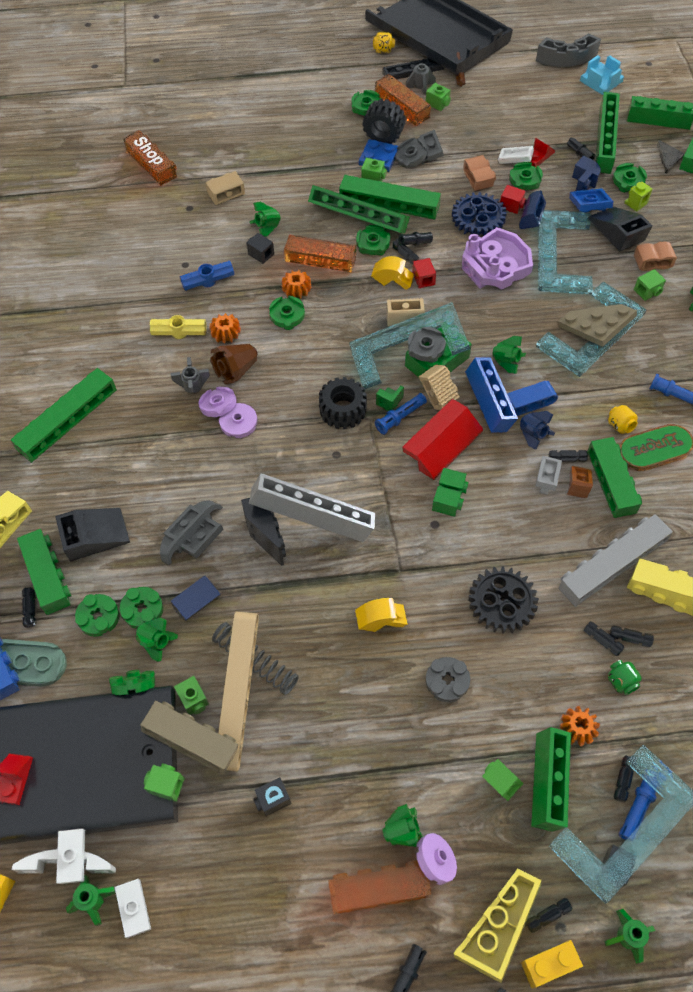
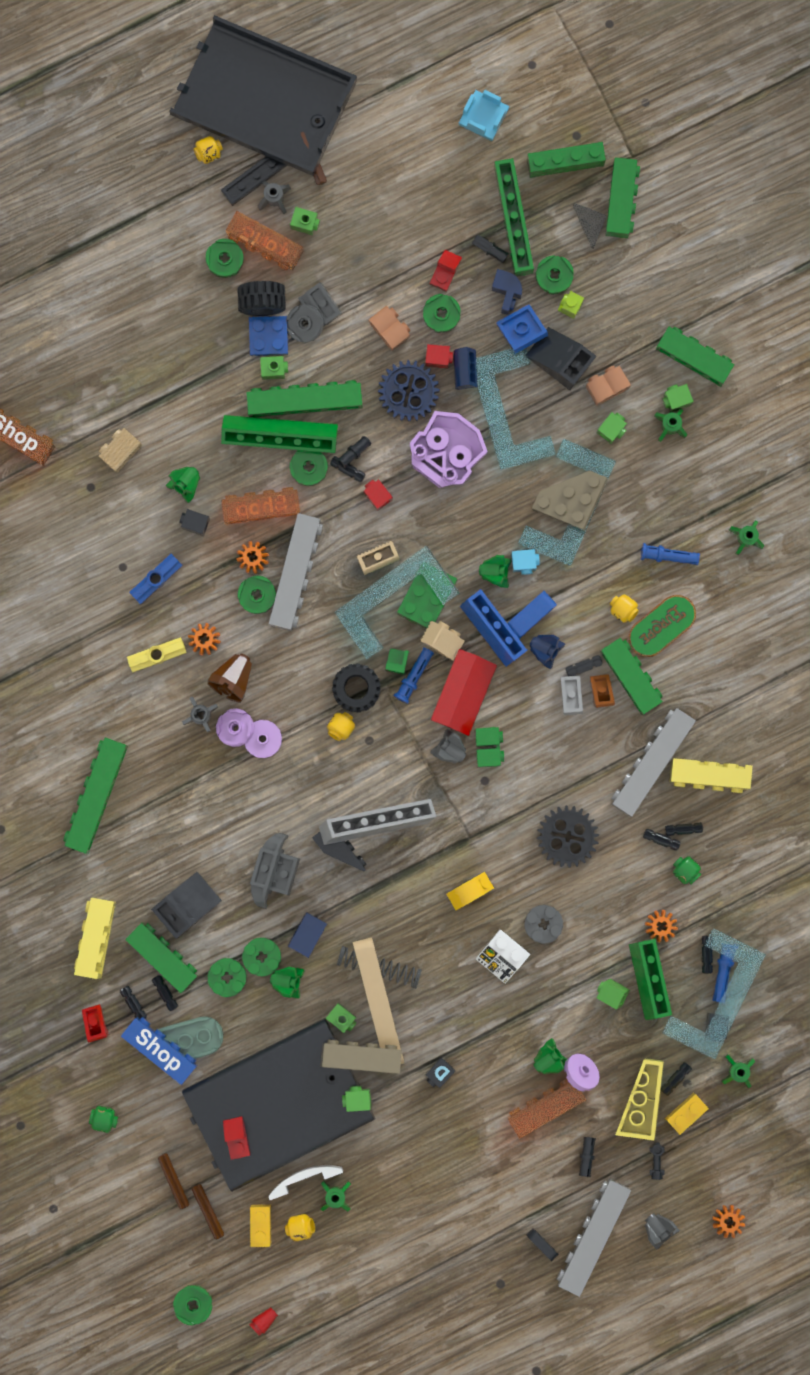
camera: 20 degrees left, 25 degrees up
(30, 921) = (300, 1227): none -> yellow head
(70, 856) = (310, 1175): white plate -> none
(132, 681) = (290, 1027): green plate -> none
(132, 908) = (369, 1189): white plate -> none
(314, 430) = (340, 726): none -> yellow head
(326, 305) = (294, 573): none -> light grey brick
(392, 269) = (346, 507): yellow brick -> none
(392, 694) = (502, 956): none -> white slope
(411, 480) = (450, 748): none -> dark grey brick
(426, 353) = (407, 595): dark grey plate -> none
(516, 155) = (421, 286): white plate -> none
(538, 355) = (525, 561): none -> medium azure brick
(559, 54) = (434, 96): dark grey brick -> none

